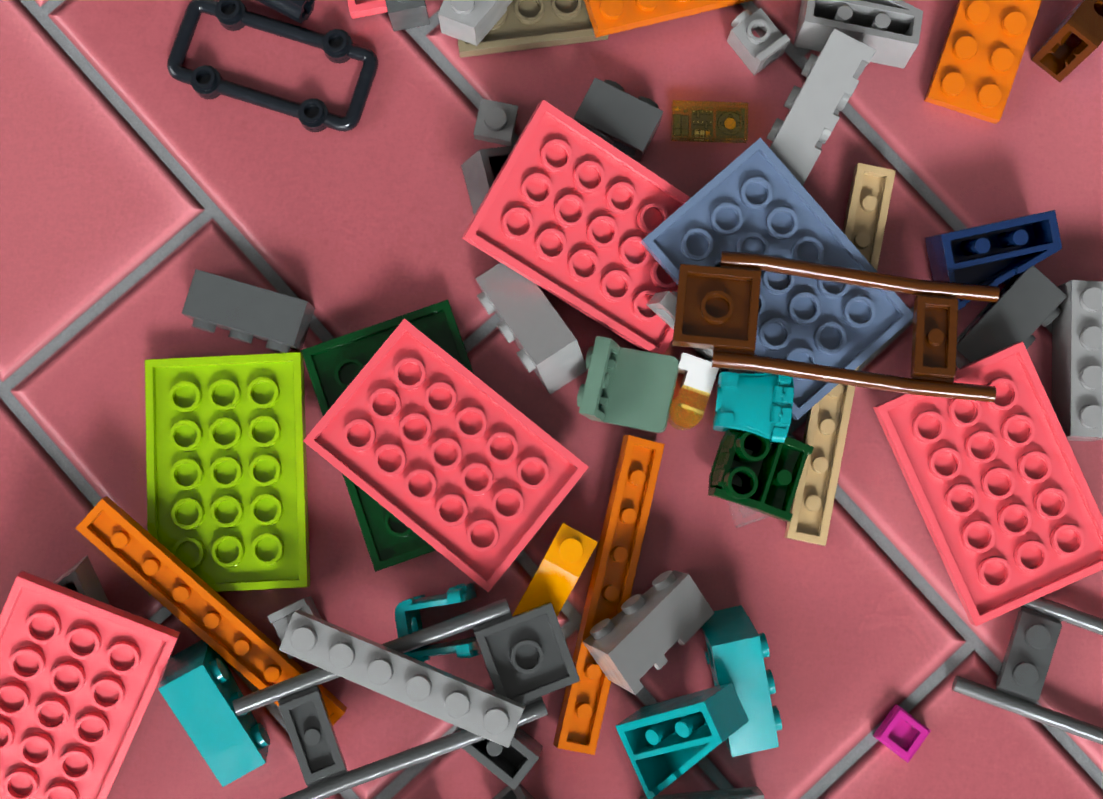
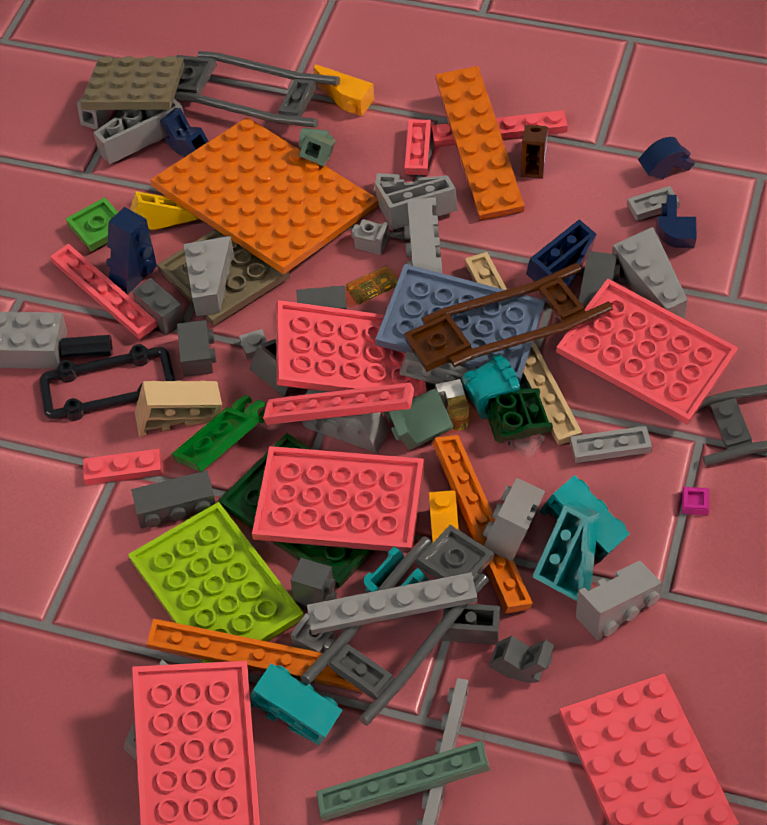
camera: 25 degrees left, 30 degrees down
(218, 212) = (122, 467): none -> coral plate
(334, 567) = (312, 583): none -> dark grey brick
(336, 164) = (176, 403): none -> tan wedge
(362, 250) = (219, 434): none -> green tile
(412, 84) = (195, 348): none -> dark grey brick
(526, 325) = (339, 403): none -> coral plate
(851, 584) = (610, 444): none -> light grey plate

